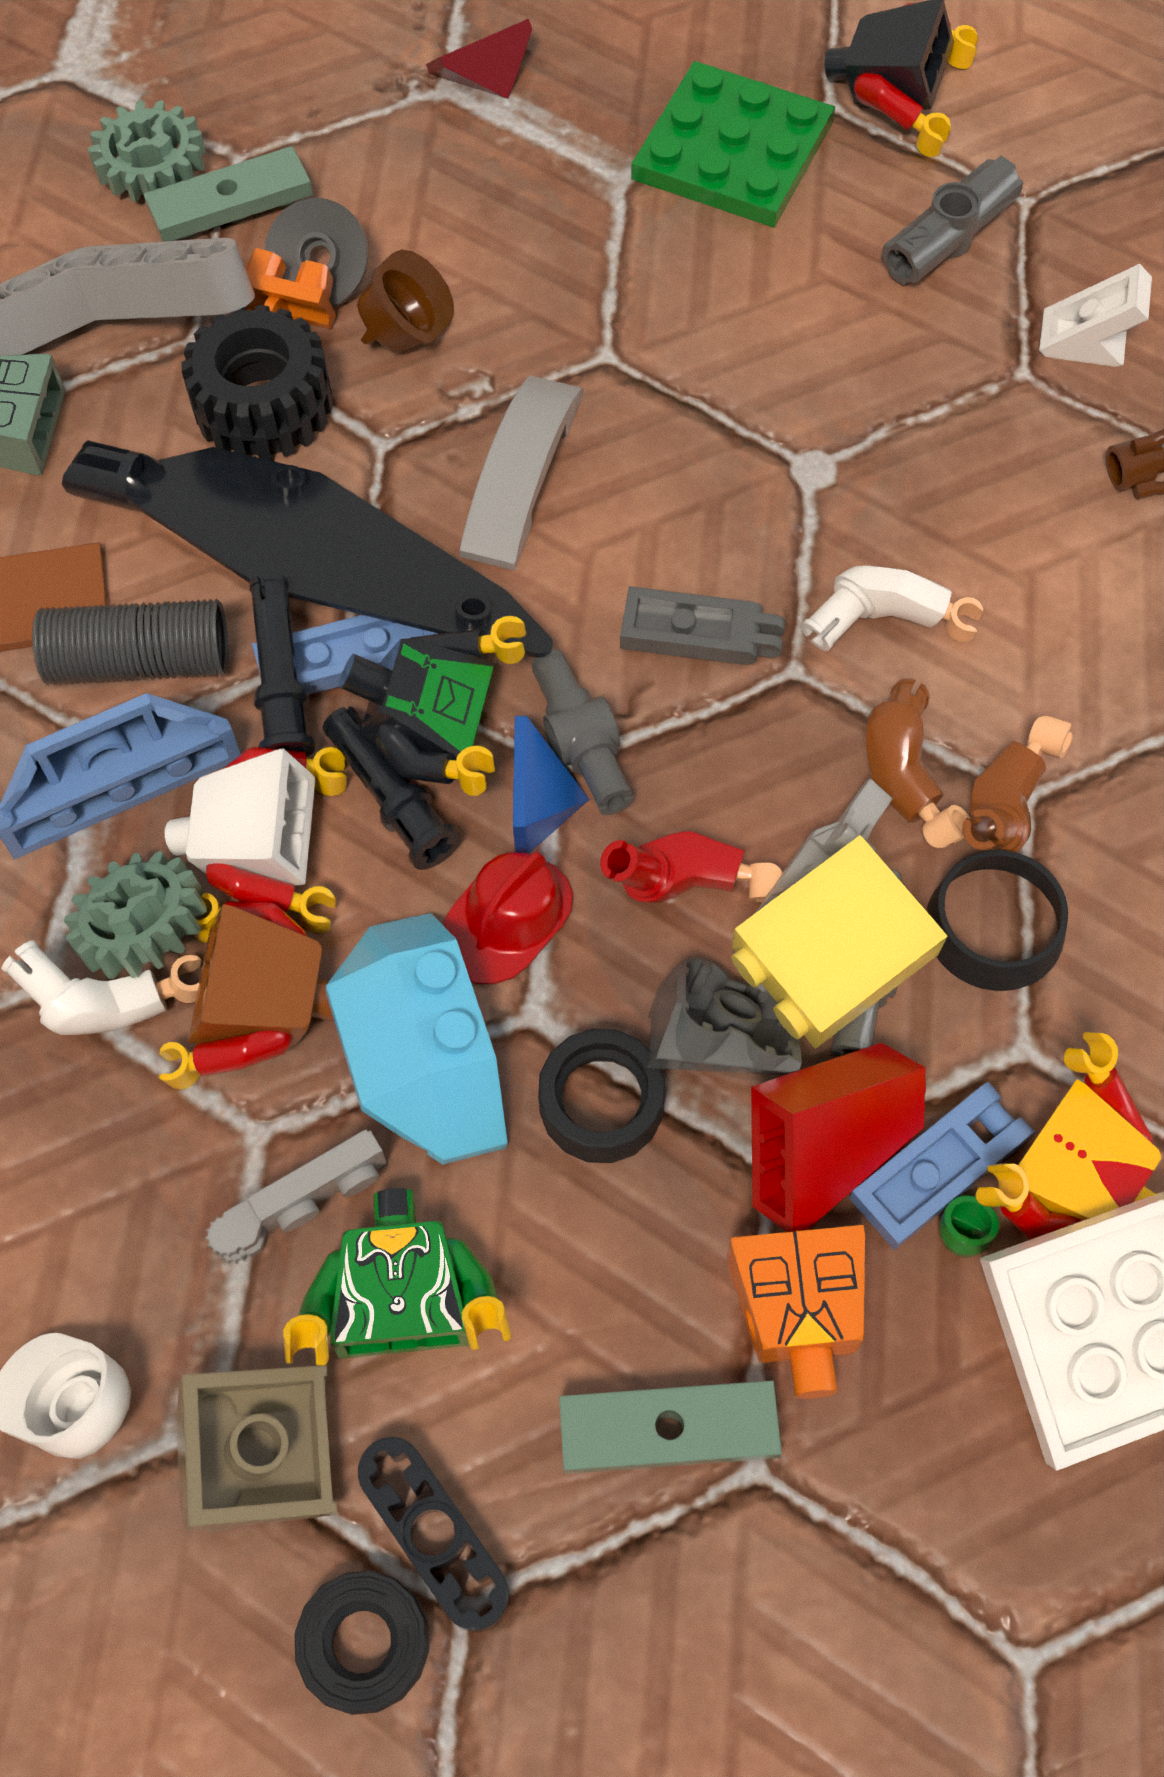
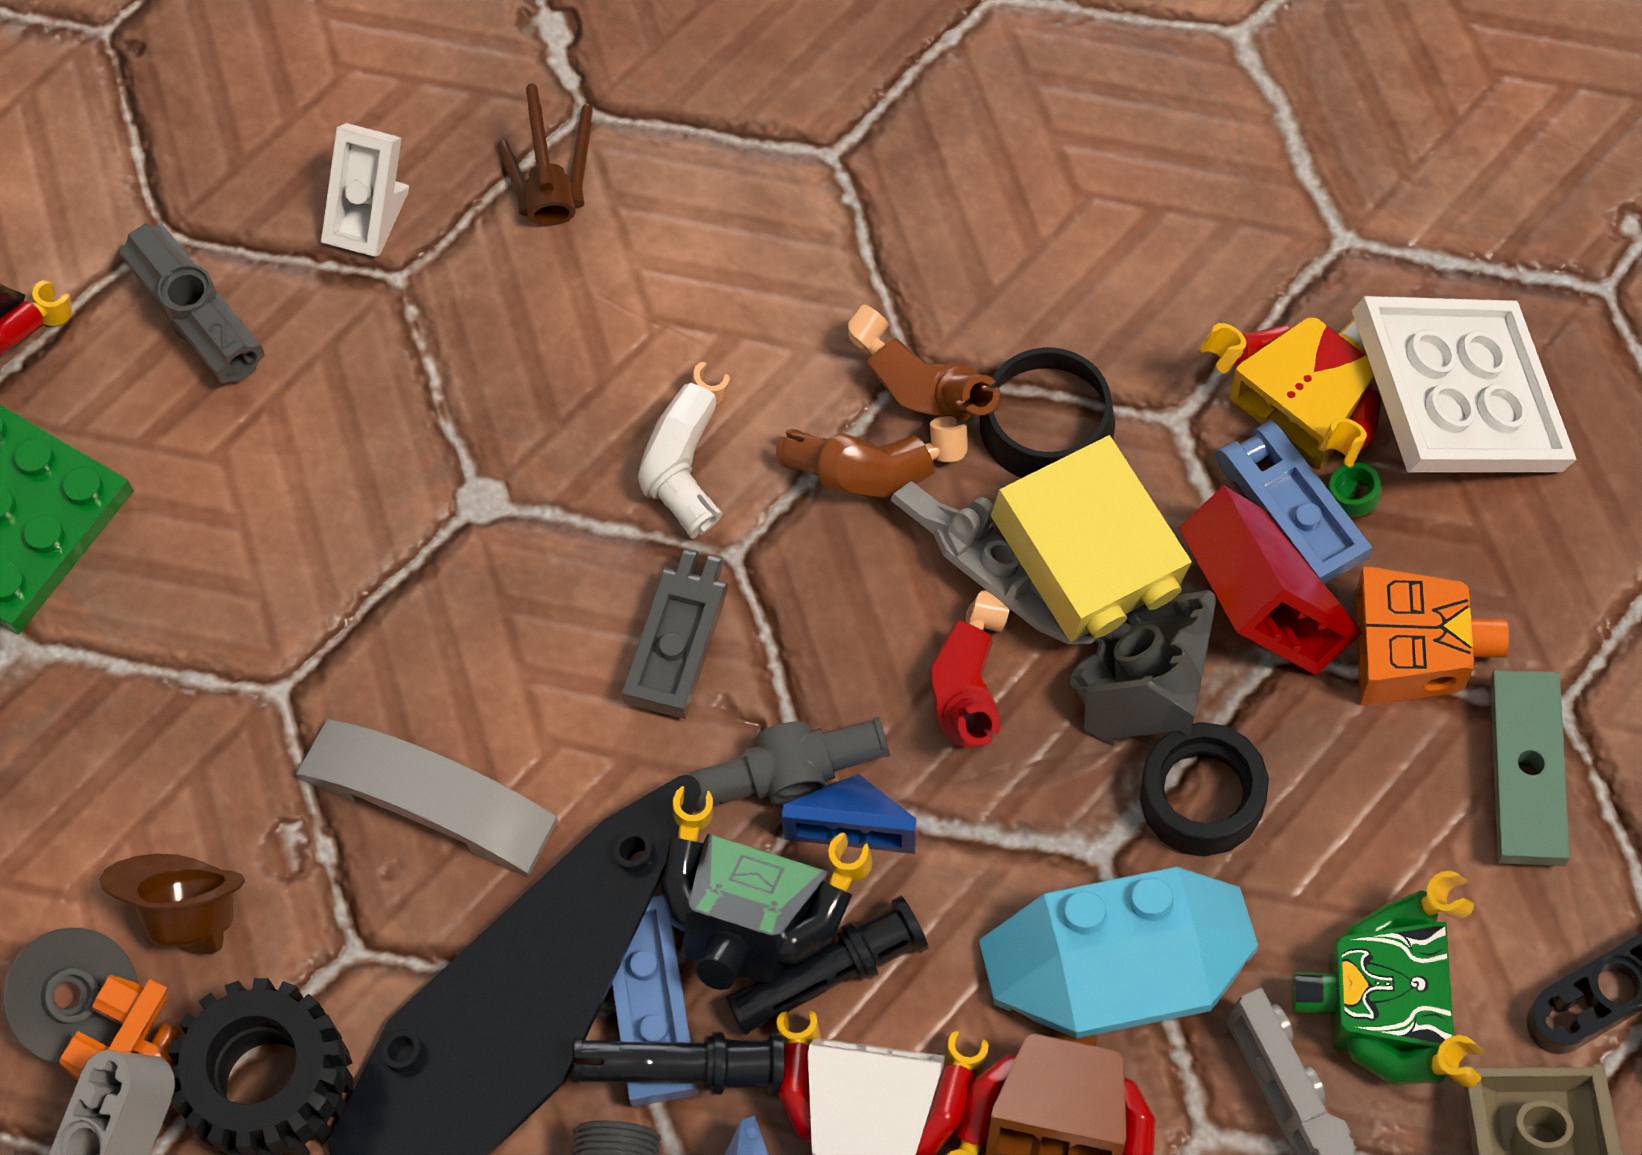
camera: 80 degrees left, 0 degrees up
(509, 915) = (985, 862): red piece -> none

